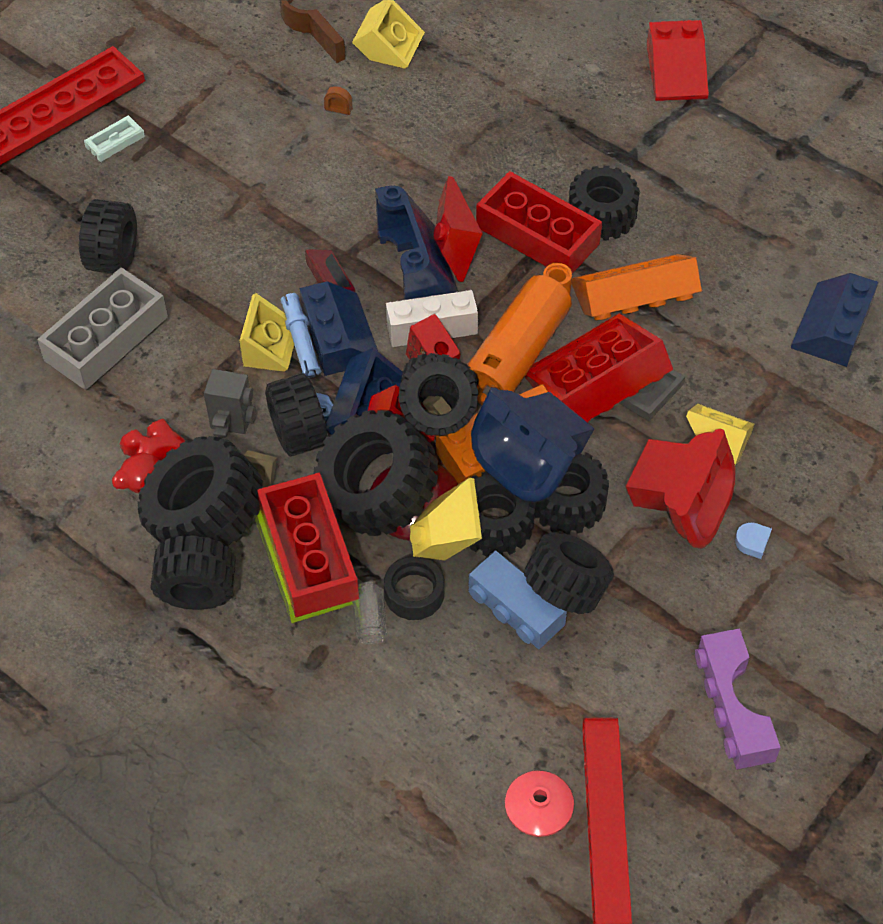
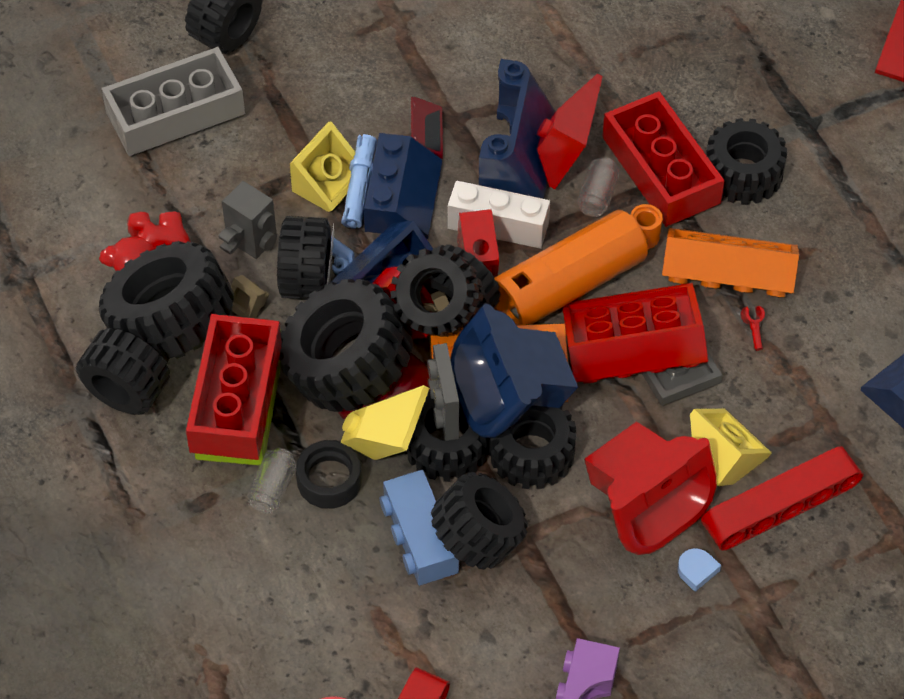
camera: 25 degrees right, 0 degrees up
(490, 476) = (444, 392): none -> dark grey plate
(498, 266) = (598, 187): none -> clear head
(682, 326) = (754, 325): none -> red hand
(786, 456) = (781, 498): none -> red beam

